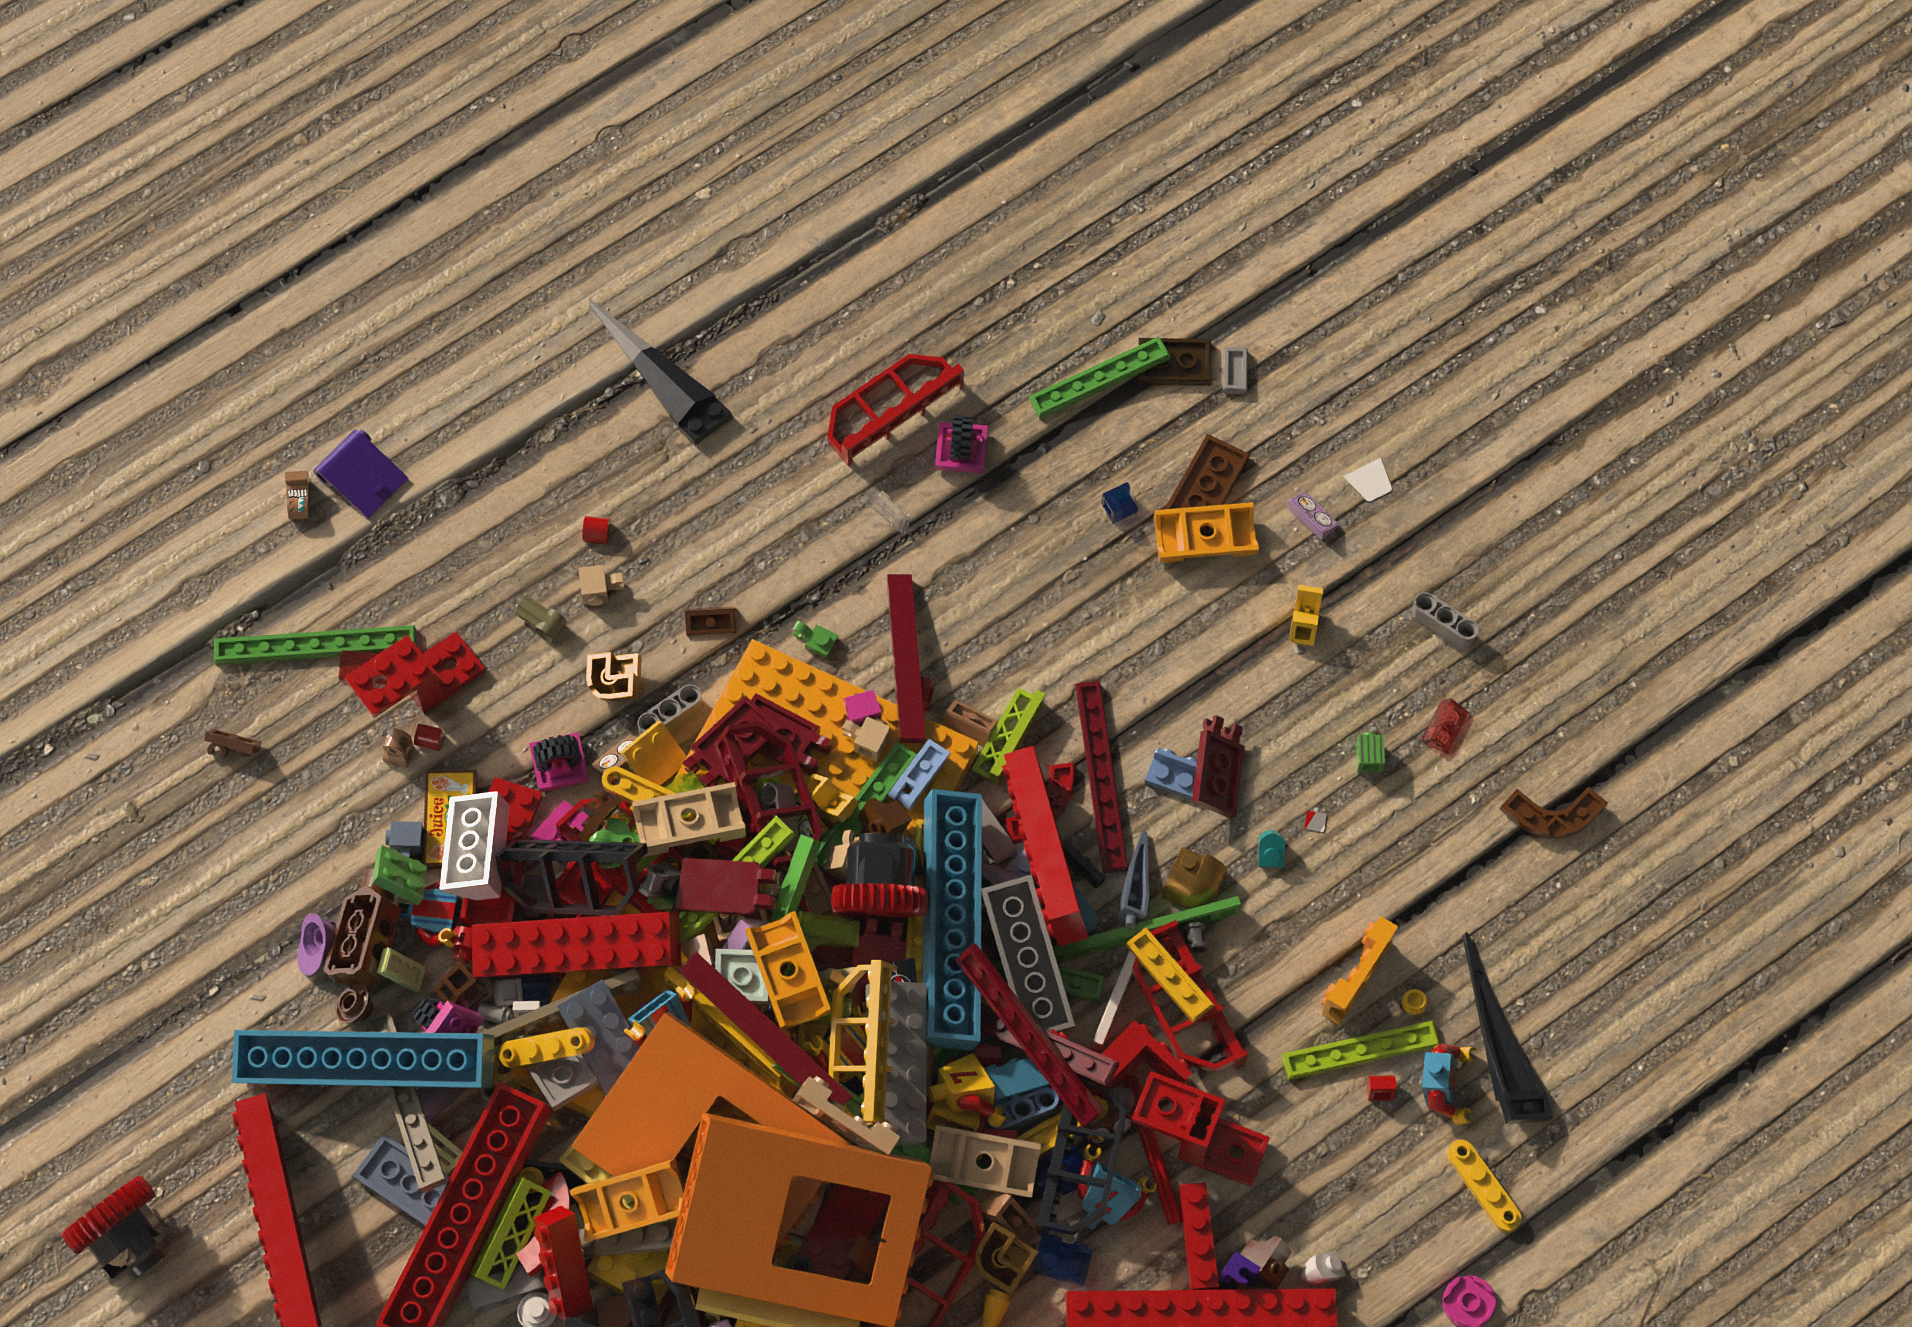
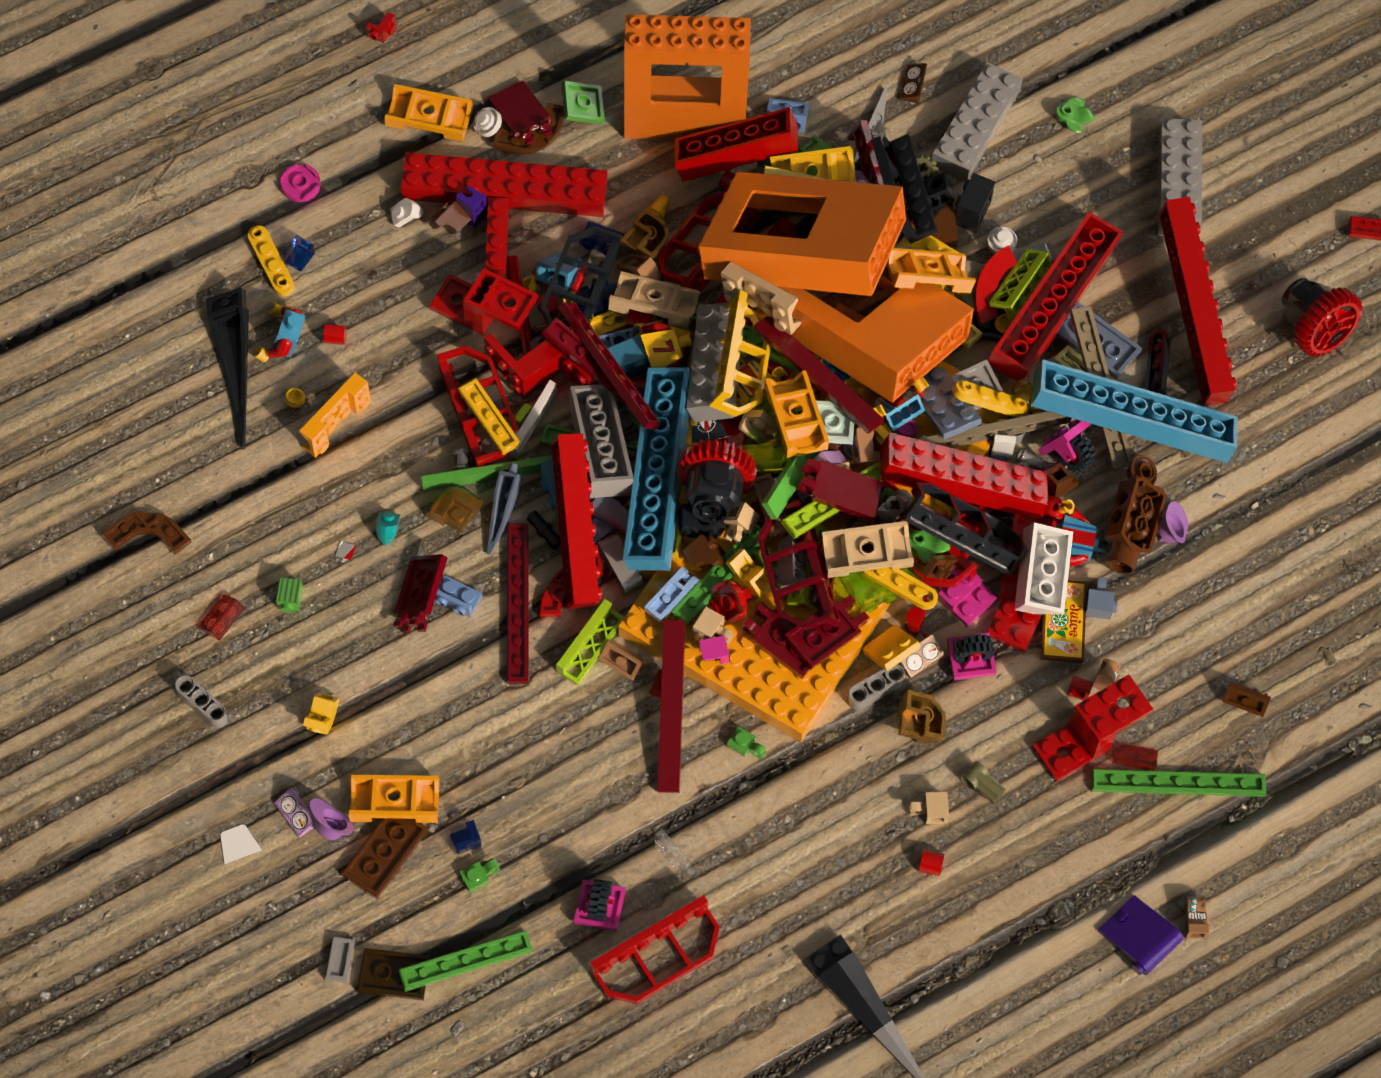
camera: 175 degrees left, 0 degrees up
(332, 1153) = (1158, 362): none -> black plate
(399, 874) = (1105, 557): bright green plate -> none
(401, 969) = (1104, 493): yellowish green plate -> none
(563, 1263) = (982, 248): red brick -> none
(710, 620) = (836, 772): reddish brown slope -> none
(846, 765) = (730, 600): none -> red tile
(1101, 468) = (476, 875): none -> bright green plate
(1124, 1157) = (552, 305): none -> red brick
(1129, 1002) = (522, 414): none -> lime tile
(1273, 499) = (328, 821): none -> medium lavender piece
(1360, 1050) = (345, 367): lime tile -> none
(1450, 1195) = (298, 253): none -> clear blue panel

